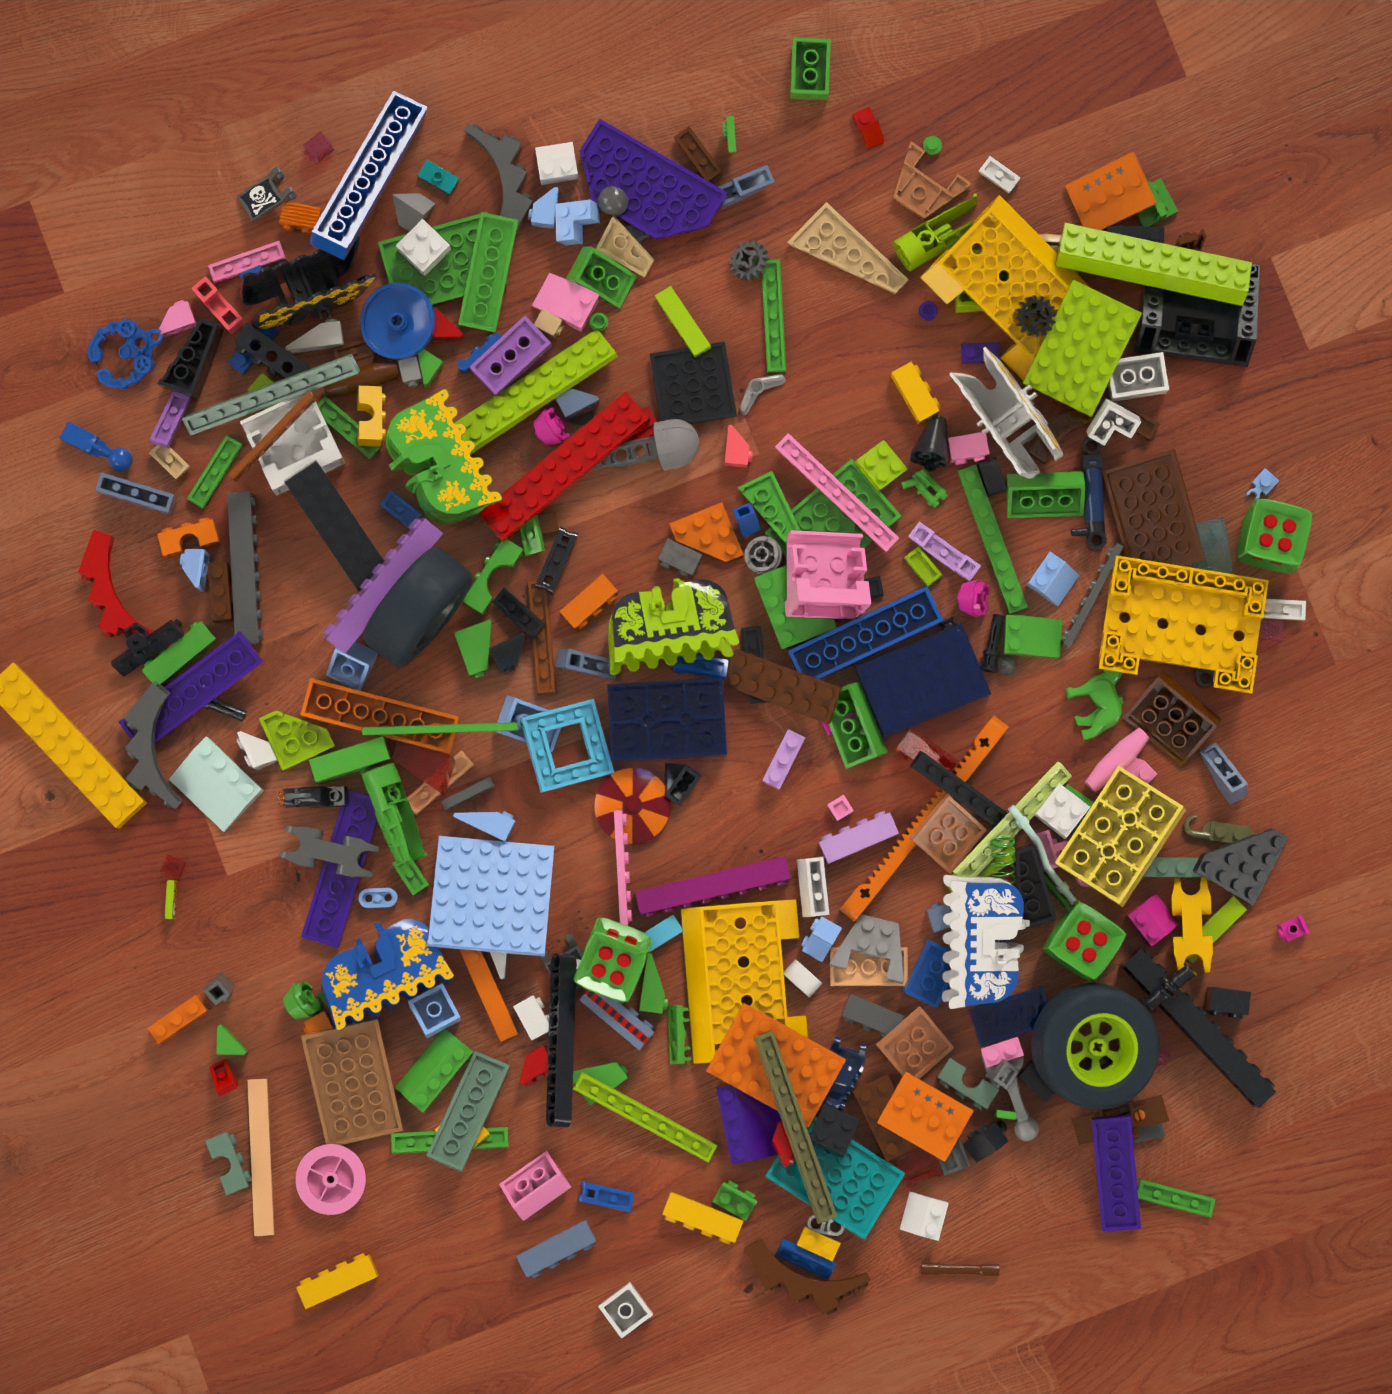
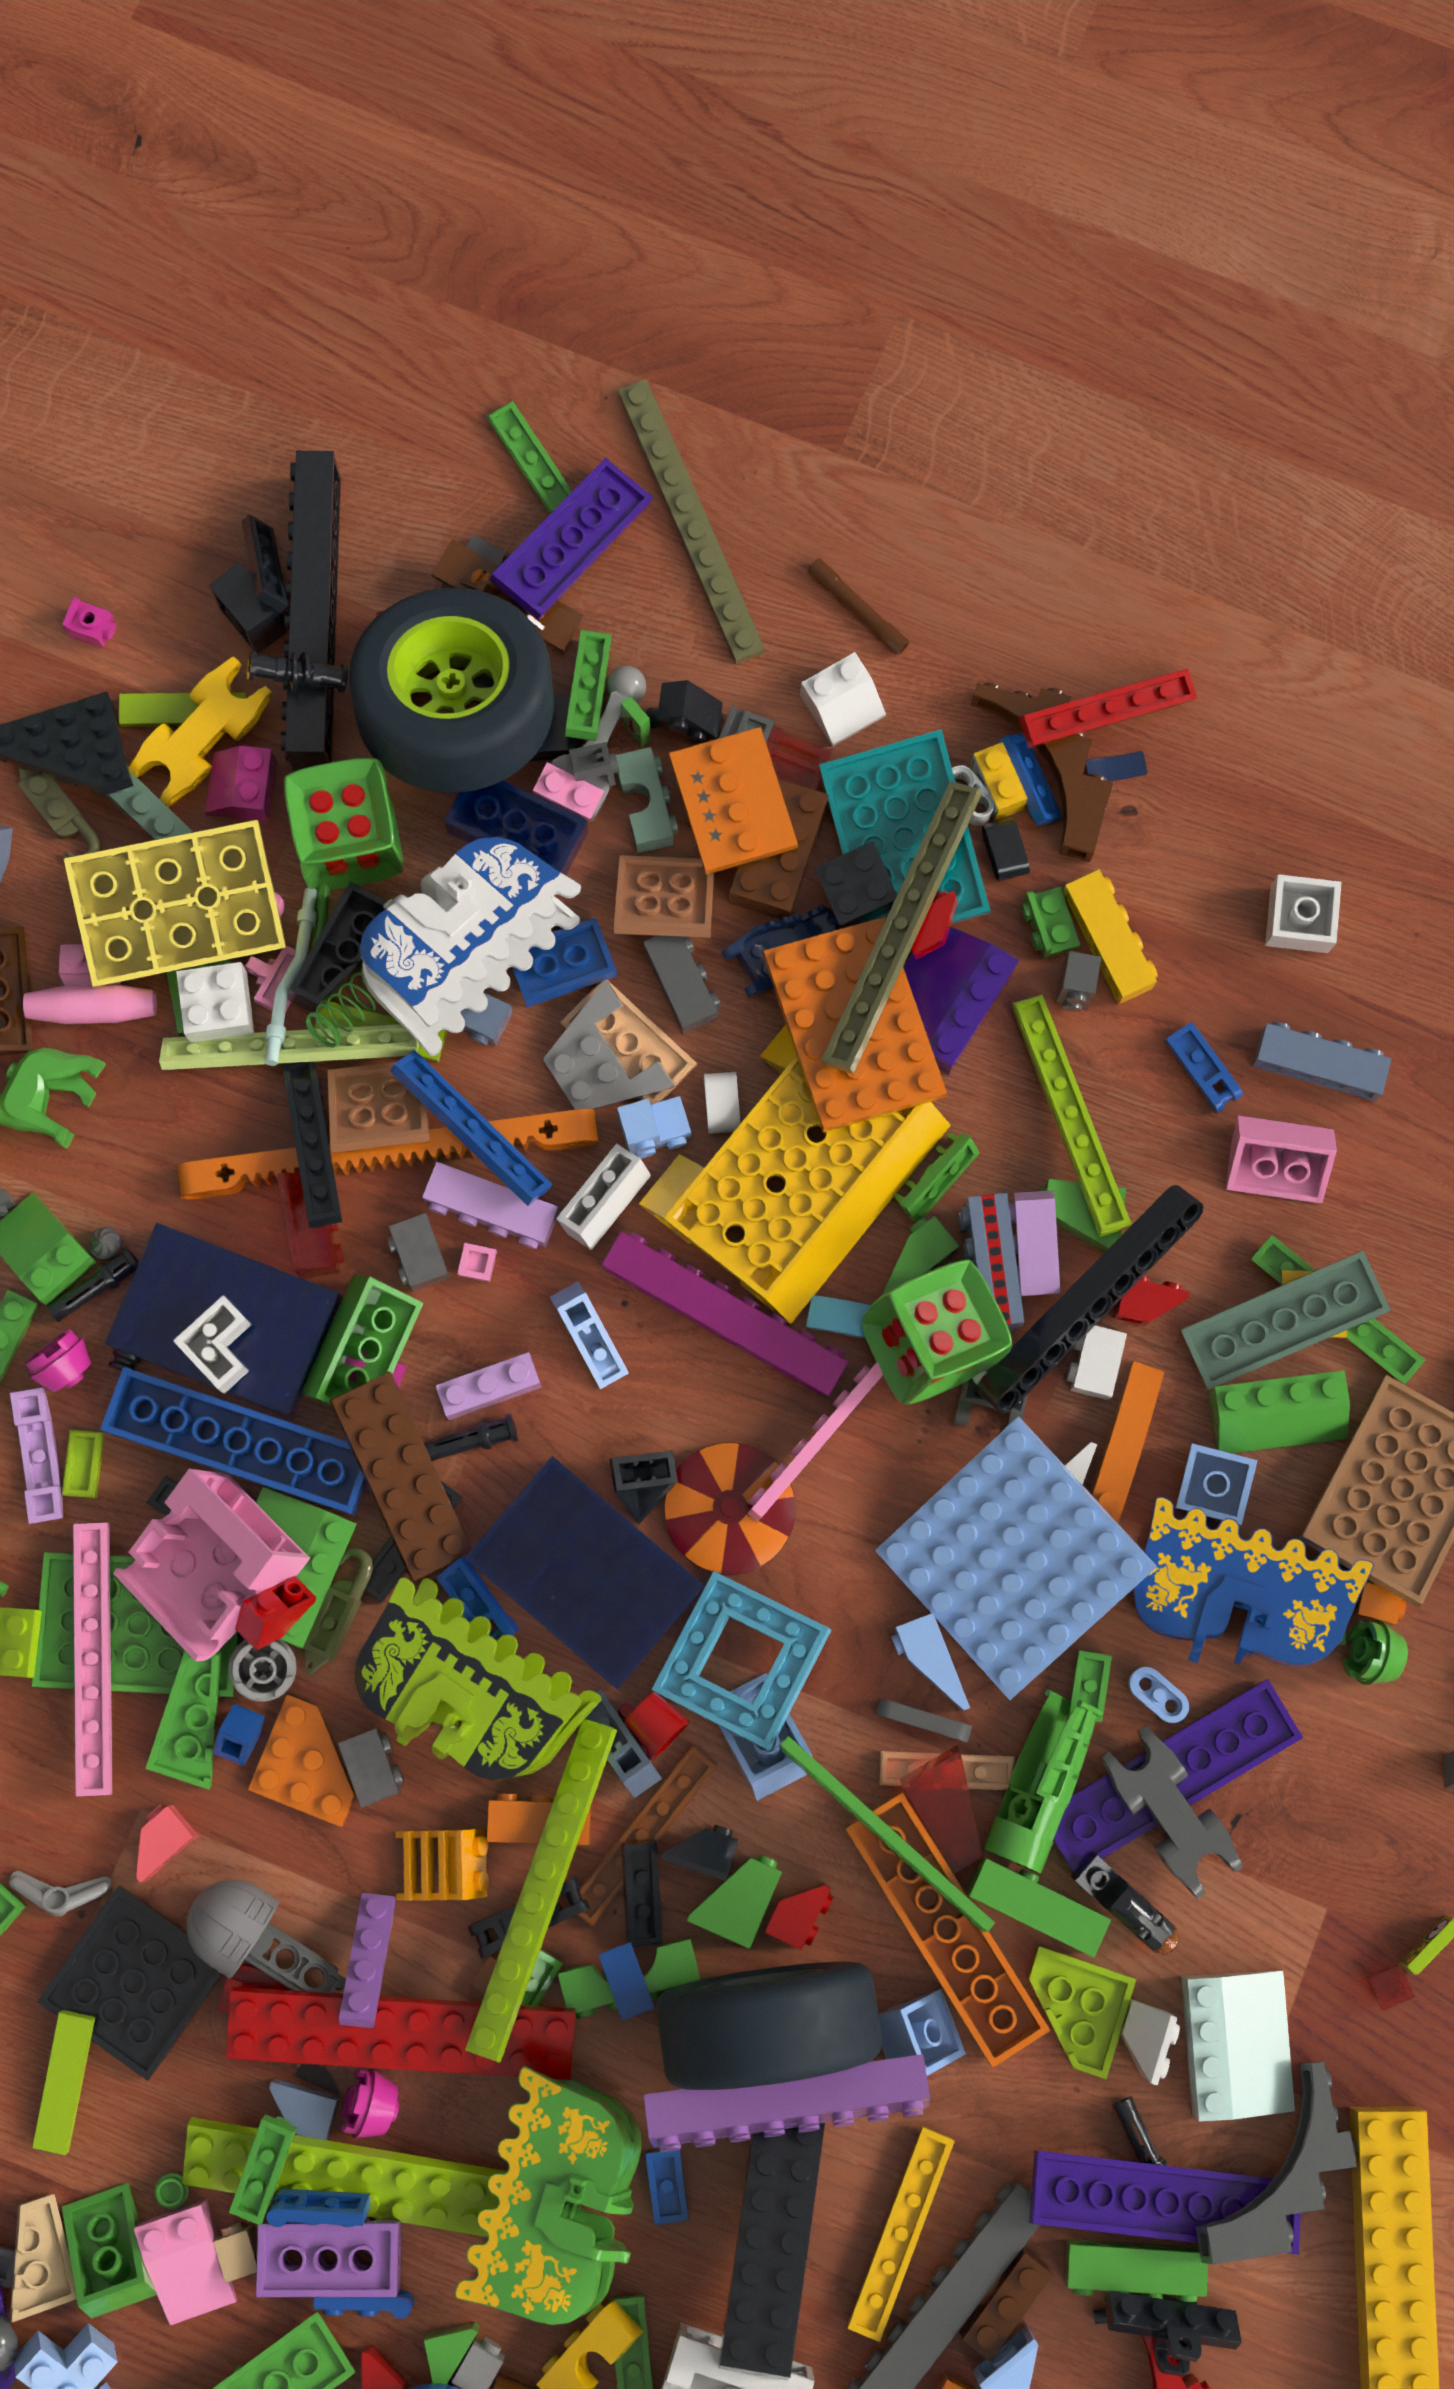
camera: 140 degrees left, 5 degrees down
(288, 580) = (900, 2234): none -> yellow plate
(447, 665) = (796, 1914): none -> red slope
(492, 572) = (626, 1981): none -> blue tile
(532, 370) = (318, 2208): none -> blue plate
(561, 575) = (541, 1891): none -> lime plate
(568, 364) = (263, 2169): none -> bright green plate
(579, 685) = (654, 1723): none -> red hat
(605, 482) = (367, 1960): none -> medium lavender plate
(605, 555) = (459, 1860): none -> light orange plate
(607, 1043) = (1036, 1242): none -> lavender brick
(696, 1180) = (1078, 981): none -> dark grey brick
(754, 606) = (336, 1614): none -> olive plate
(762, 822) = (589, 1334): none -> light blue slope
(766, 737) = (484, 1436): none -> black pin
(773, 1304) = (1119, 766): none -> dark blue sticker
(778, 580) = (273, 1612): none -> red slope
(786, 1214) = (1005, 849): none -> black beam
(800, 1324) = (1107, 708): none -> red plate
(869, 788) = (418, 1252): none -> flat silver brick
(897, 860) = (471, 1127): none -> blue plate
(915, 661) = (208, 1340): none -> white brick
(1042, 1111) = (588, 685): none -> bright green plate
(1075, 1238) = (691, 522): none -> olive plate
(1239, 1027) = (264, 563): none -> black tile

